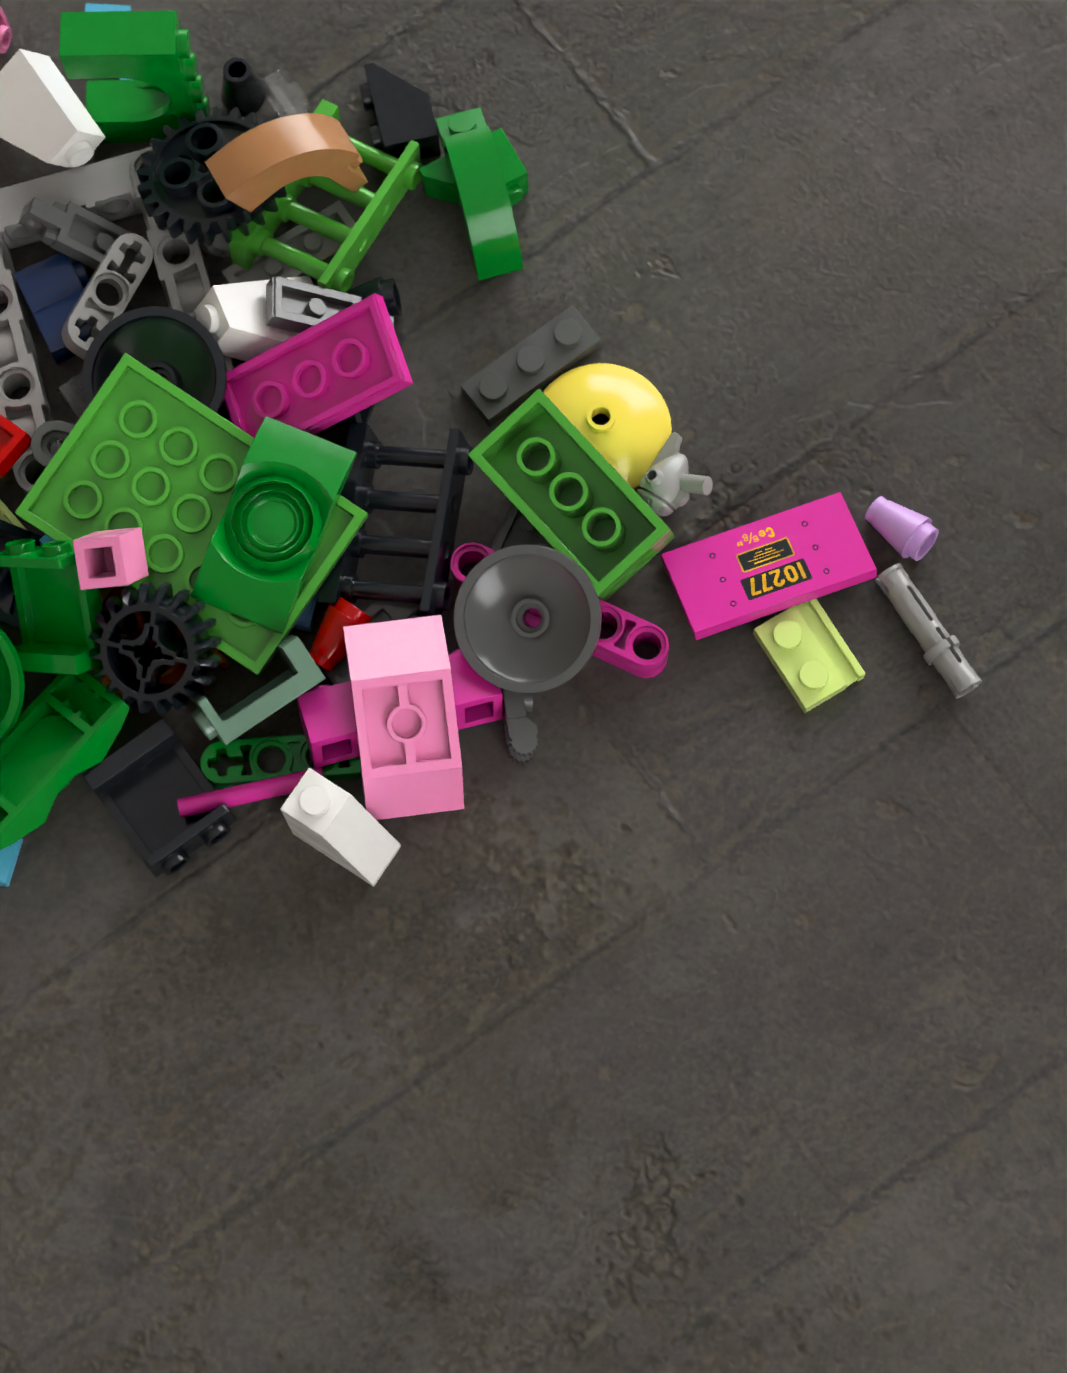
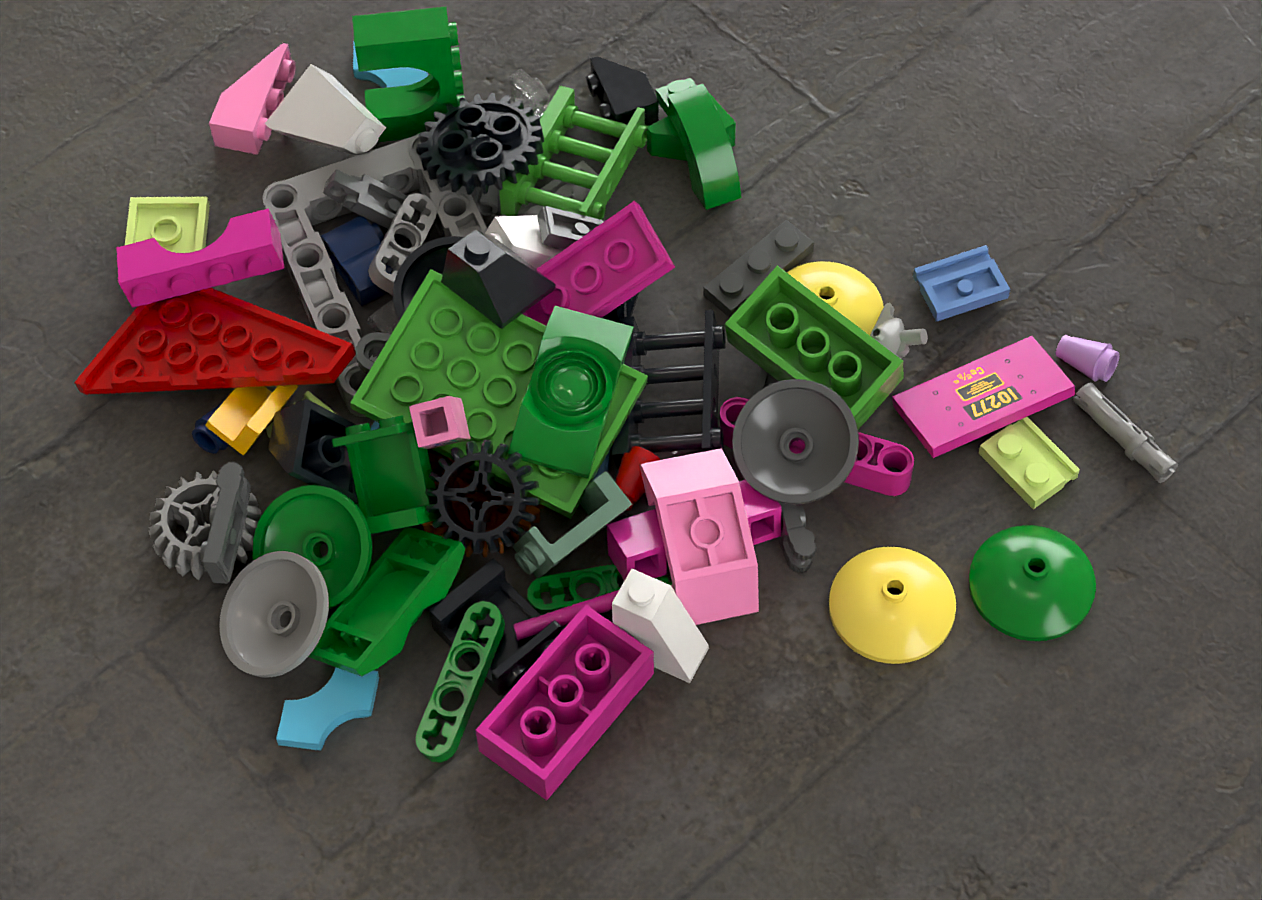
camera: 10 degrees left, 15 degrees down
(118, 865) = (456, 680): none -> green beam
(200, 372) = (493, 278): none -> black slope
(218, 870) = (585, 664): none -> dark pink brick
(242, 87) = (490, 80): black cone -> none
(284, 152) = (540, 110): medium nougat arch -> none
(611, 848) = (890, 625): none -> light yellow dish
(768, 413) = (961, 283): none -> medium blue plate
(777, 838) = (1028, 602): none -> green dish

